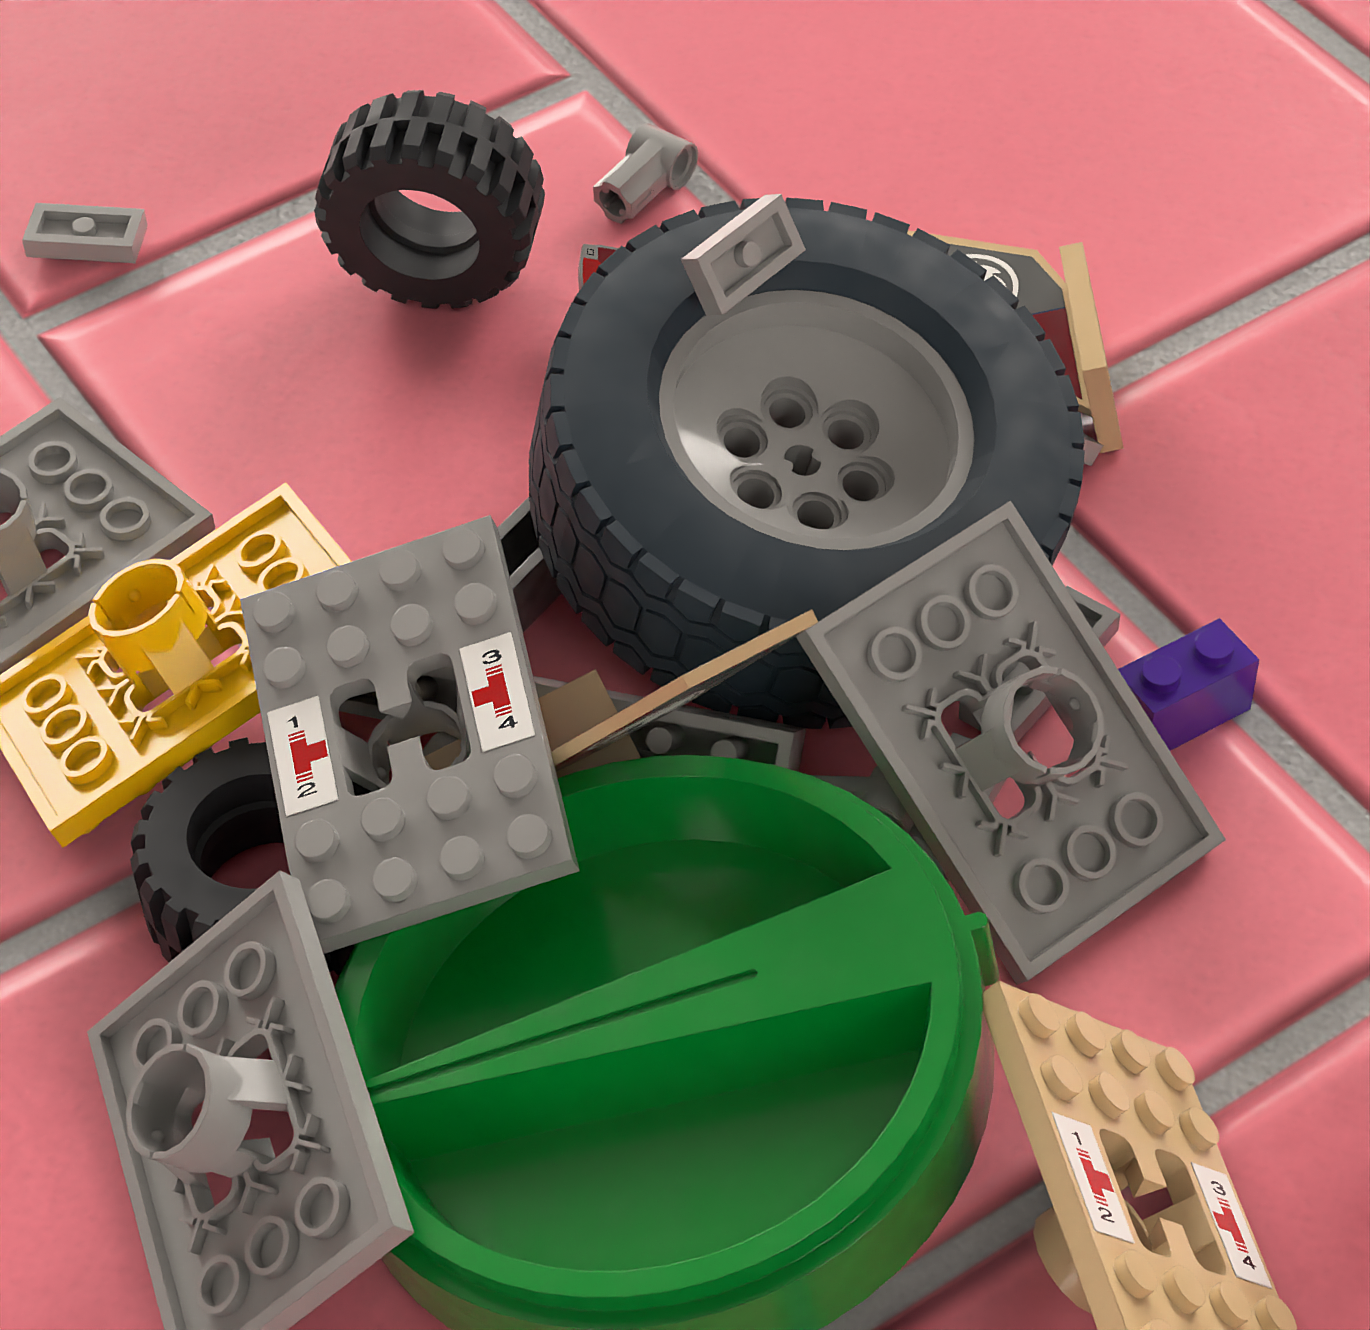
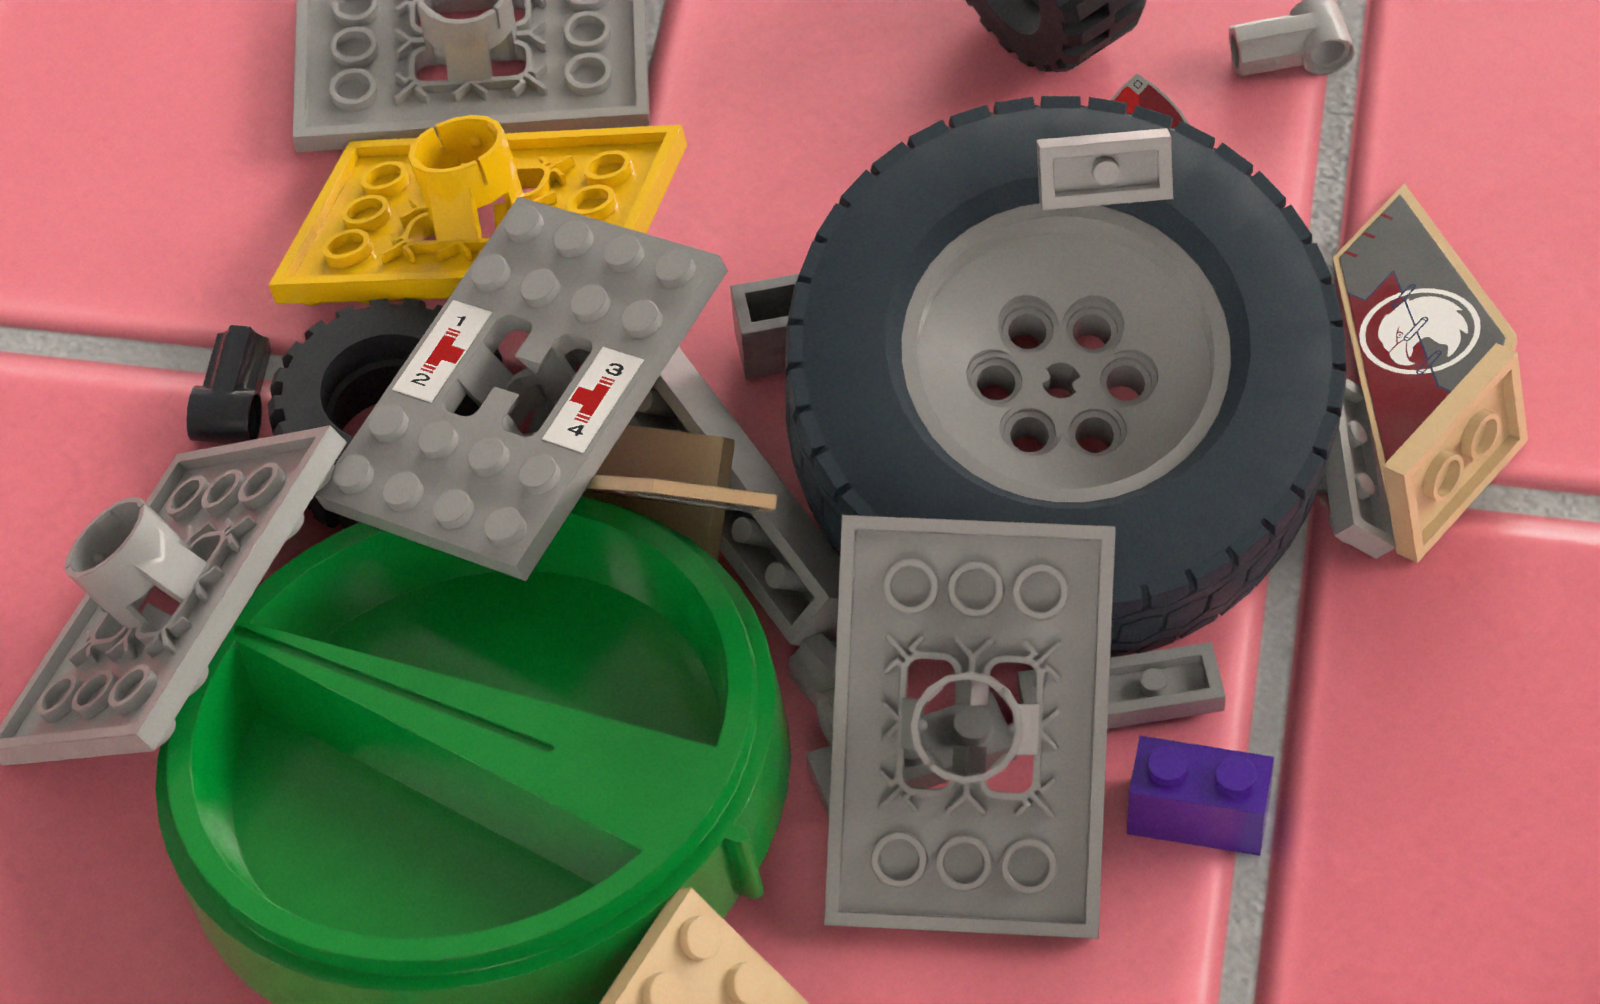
camera: 45 degrees right, 5 degrees up
(86, 956) = (230, 400): none -> black piece

